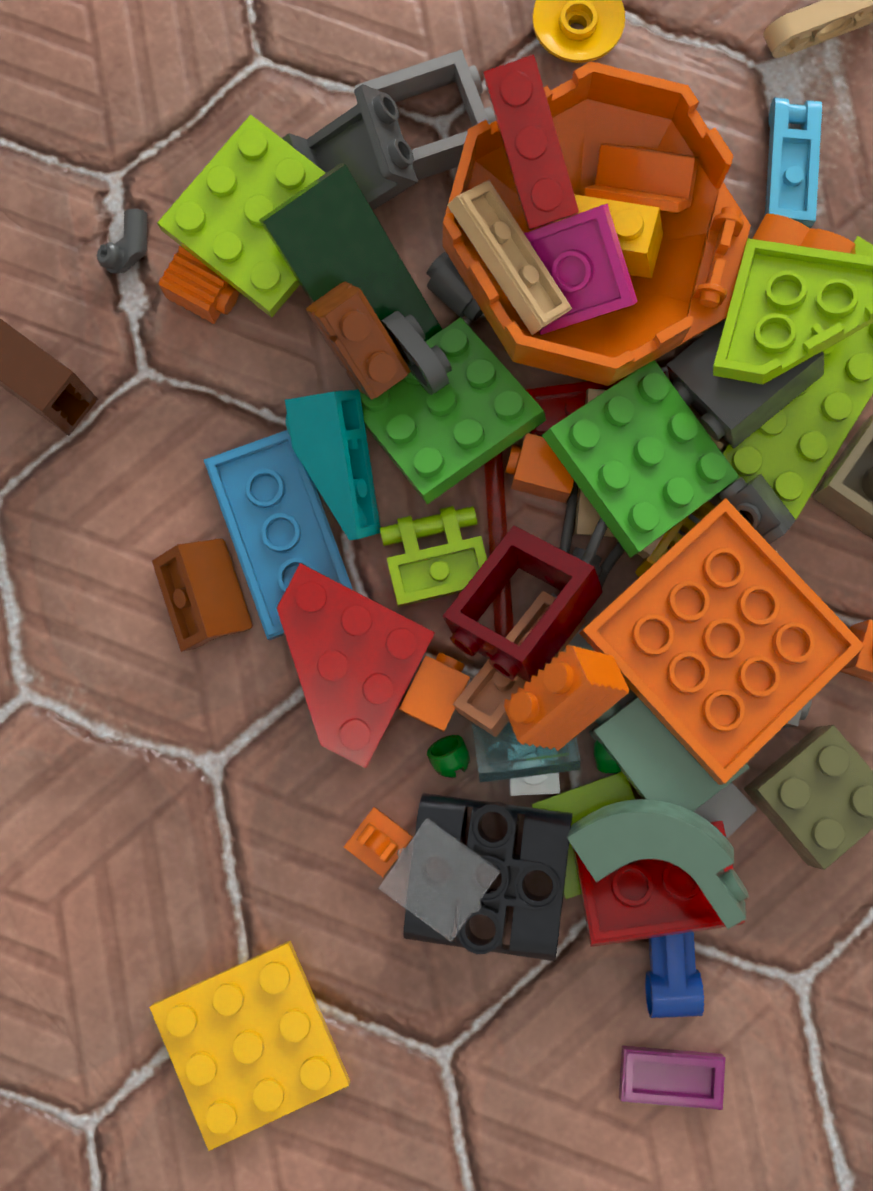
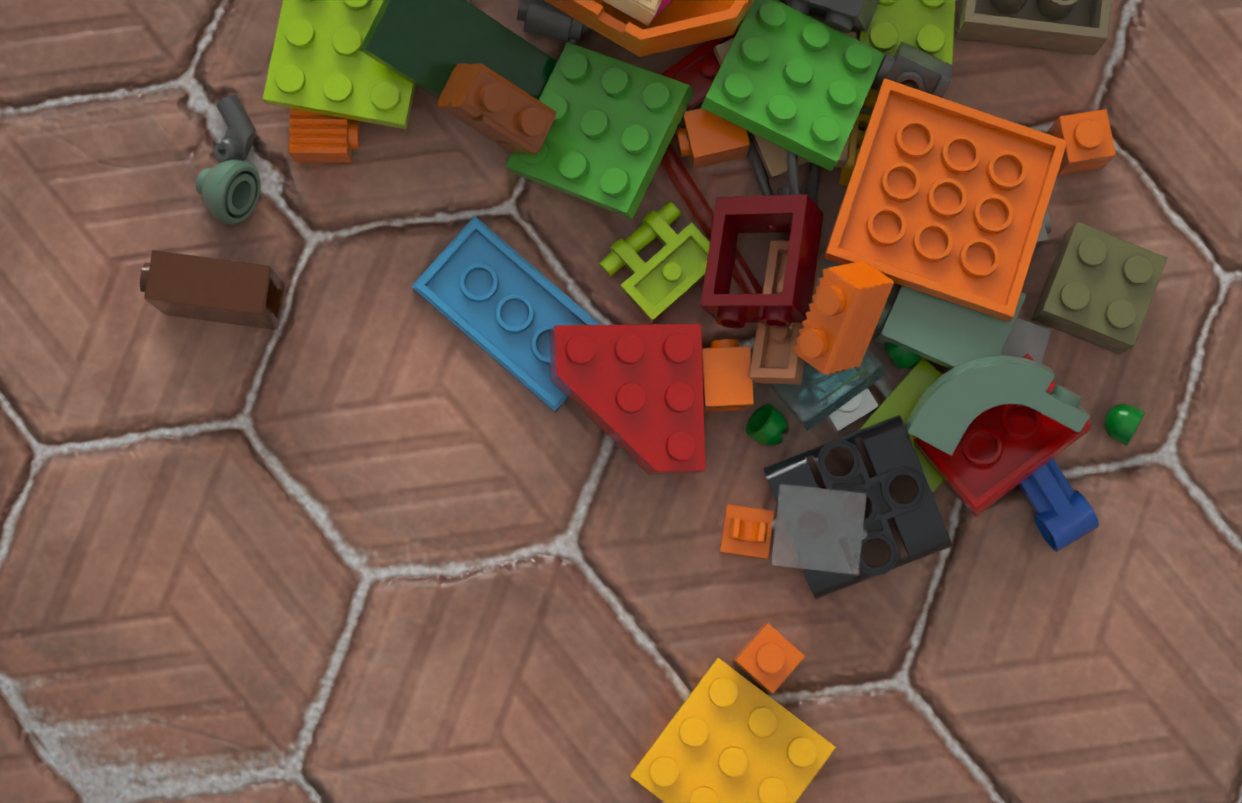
camera: 30 degrees left, 0 degrees up
(92, 292) = (230, 190): none -> sand green brick
(201, 592) = (474, 402): dark orange panel -> none
(330, 971) = (768, 658): none -> orange brick
(333, 448) = (523, 215): teal slope -> none
(426, 363) = (567, 98): dark grey plate -> none
(672, 1077) = (1102, 592): magenta tile -> none
(776, 931) = (1122, 422): none -> green hinge

